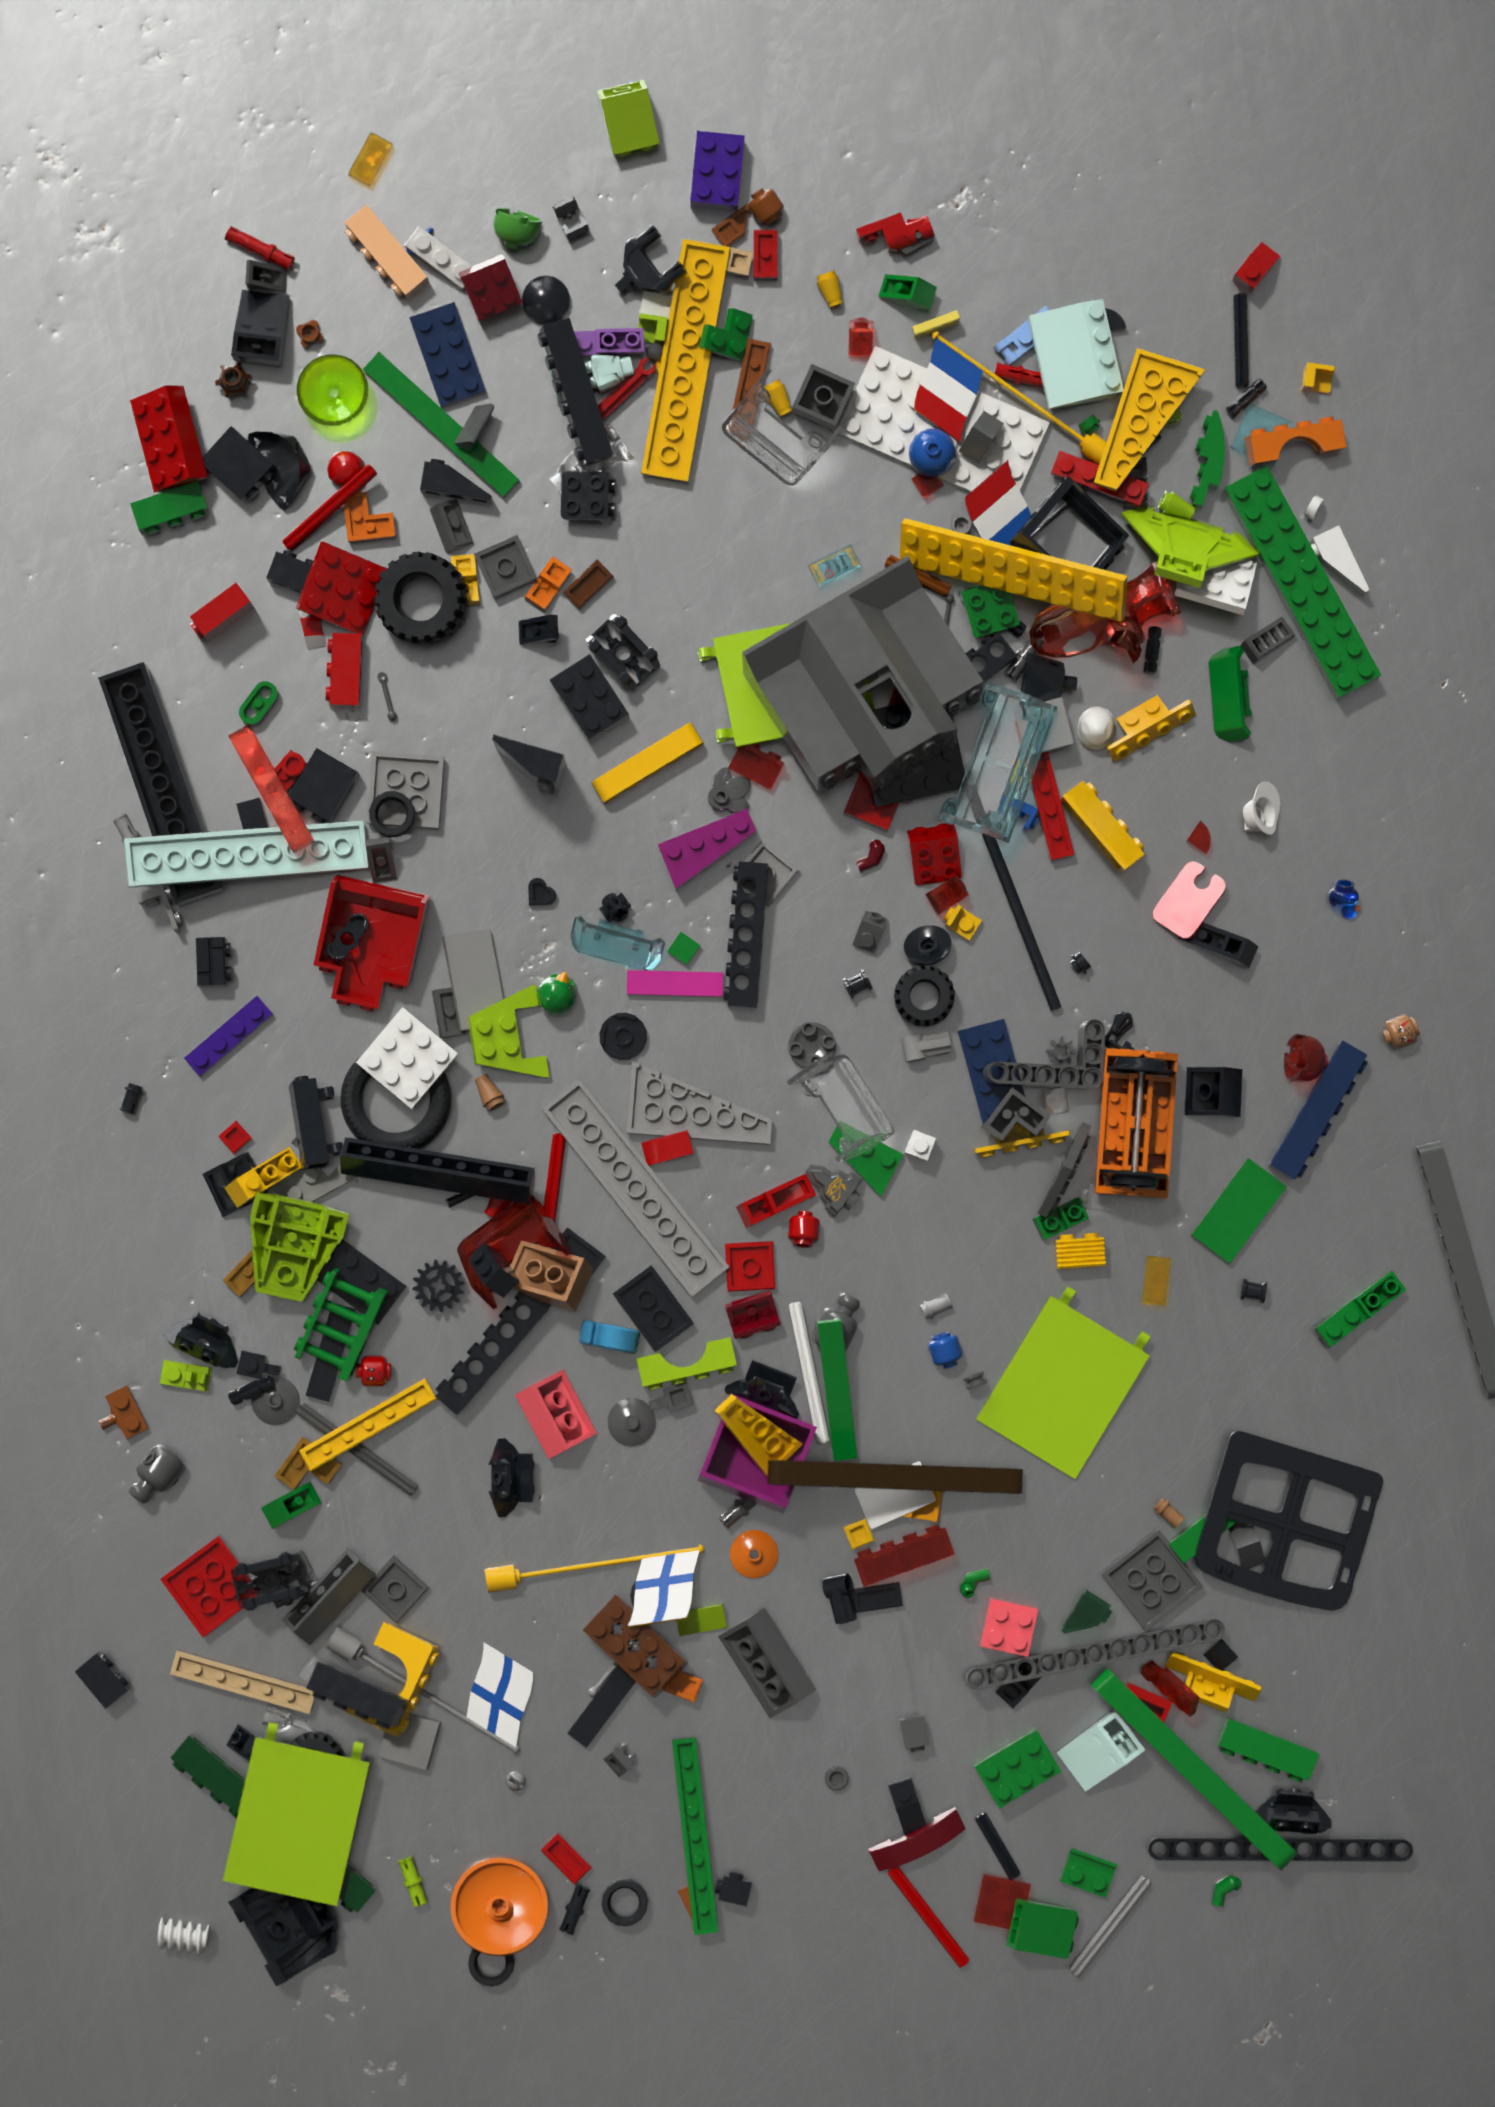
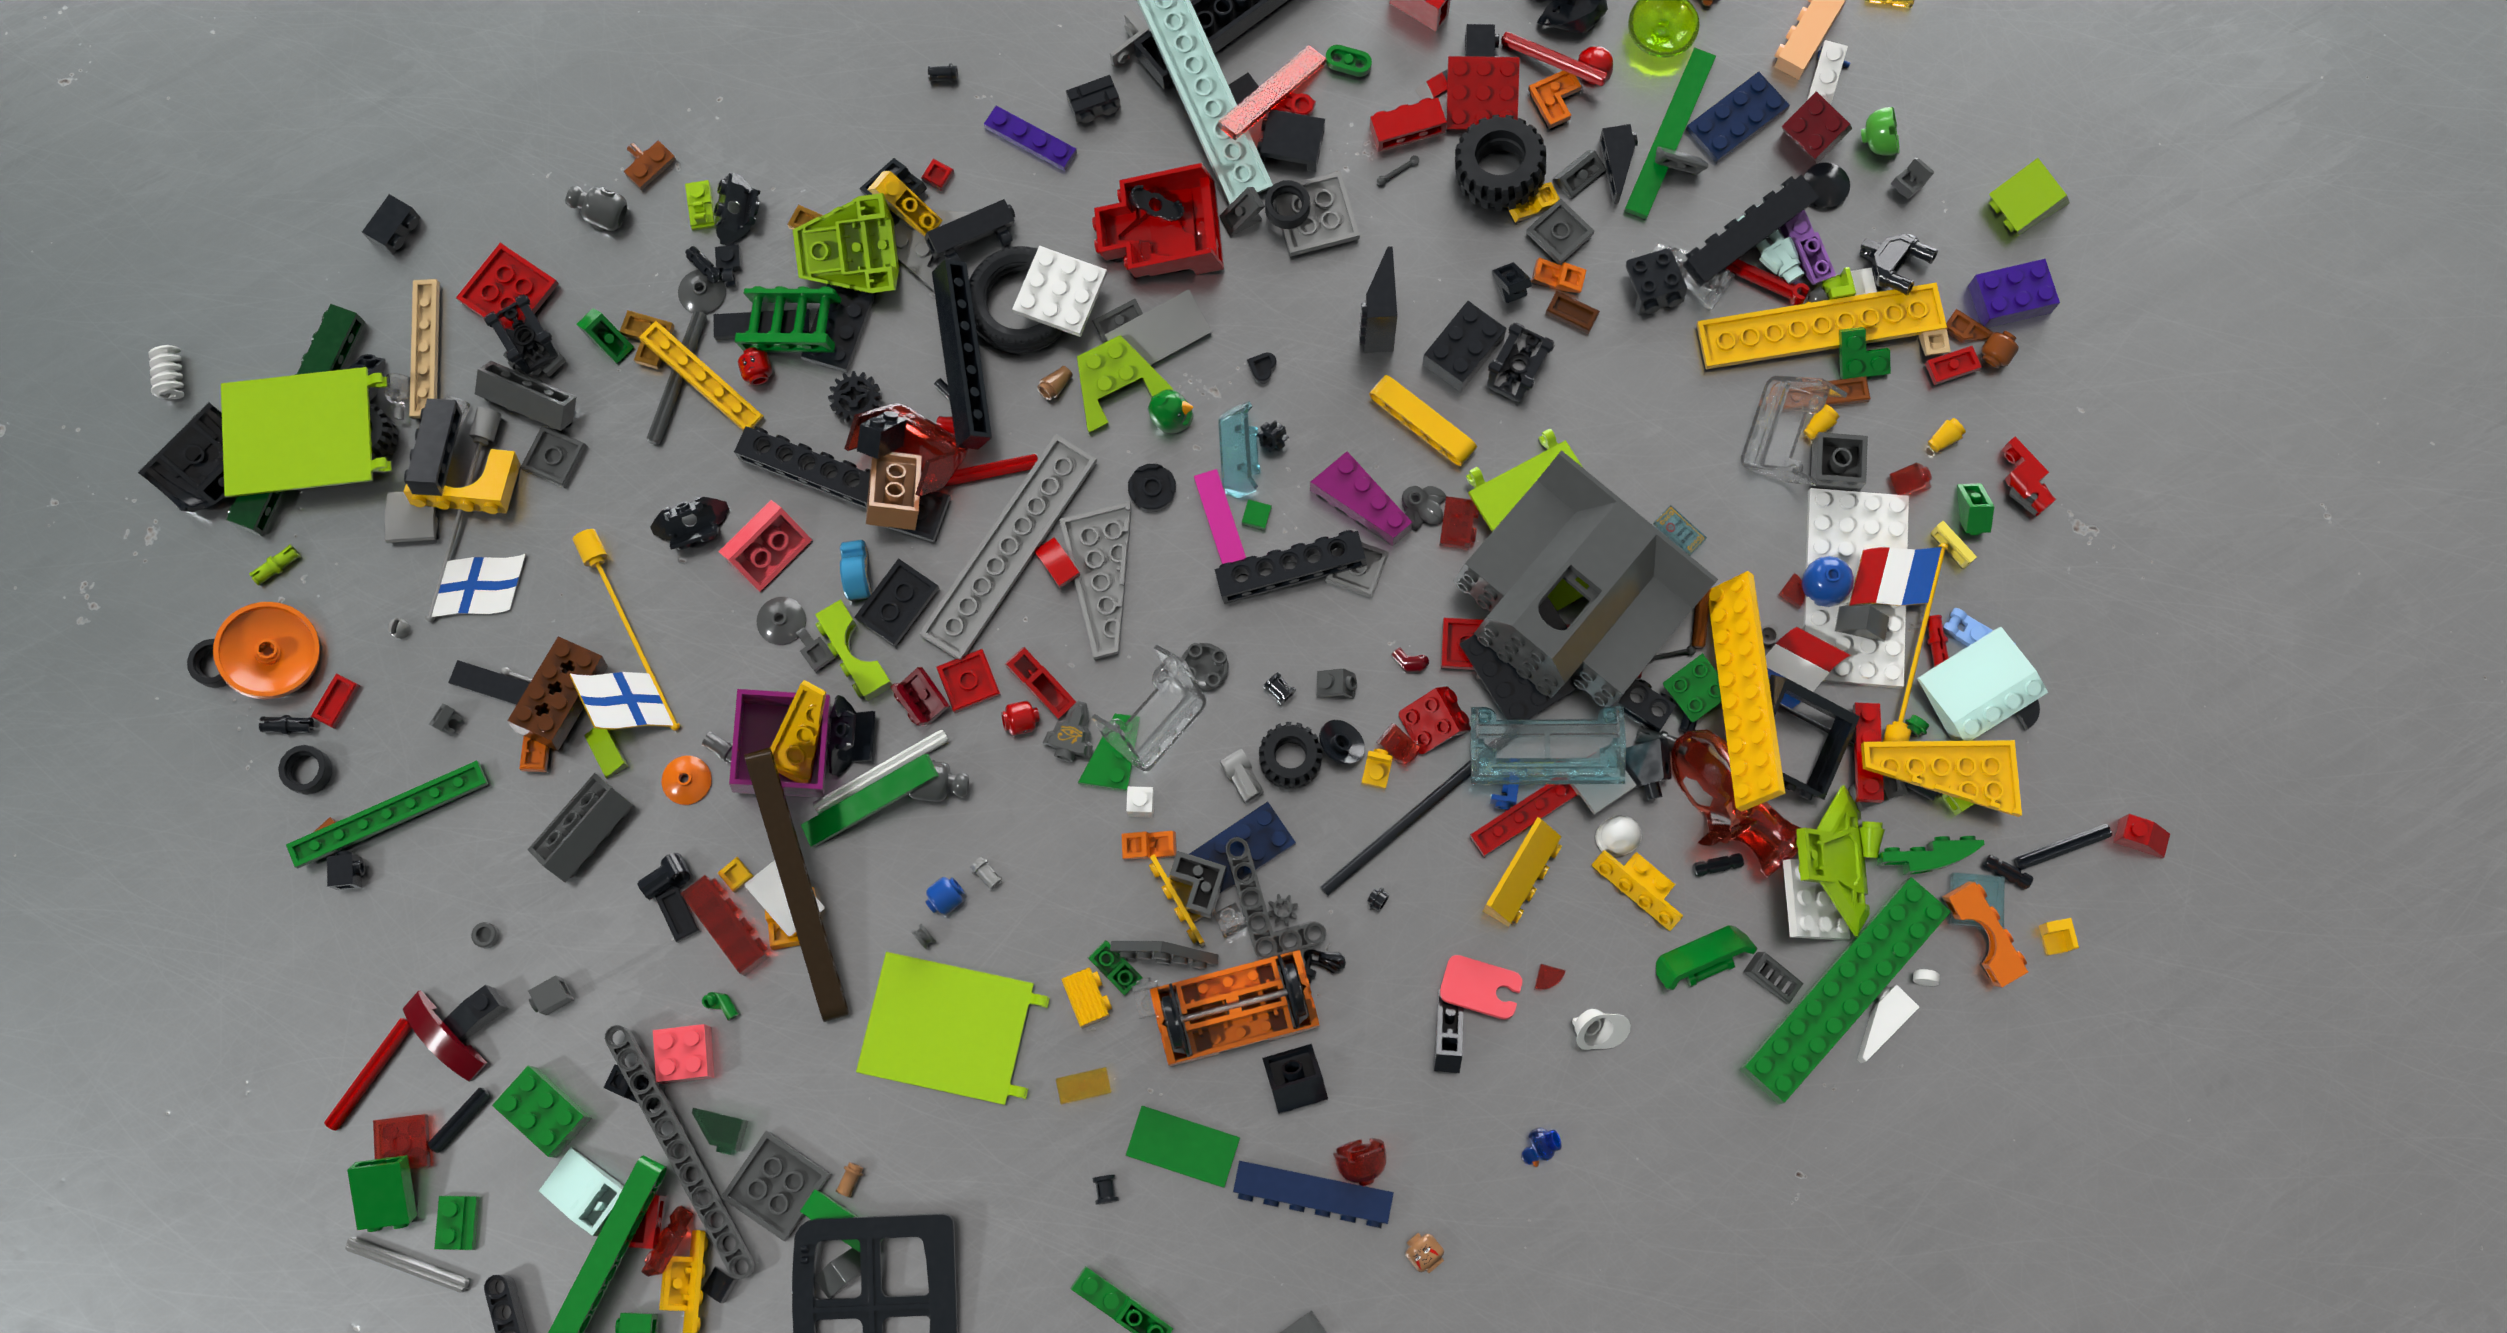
camera: 75 degrees right, 10 degrees down
(960, 1151) = (1144, 844): none -> orange slope

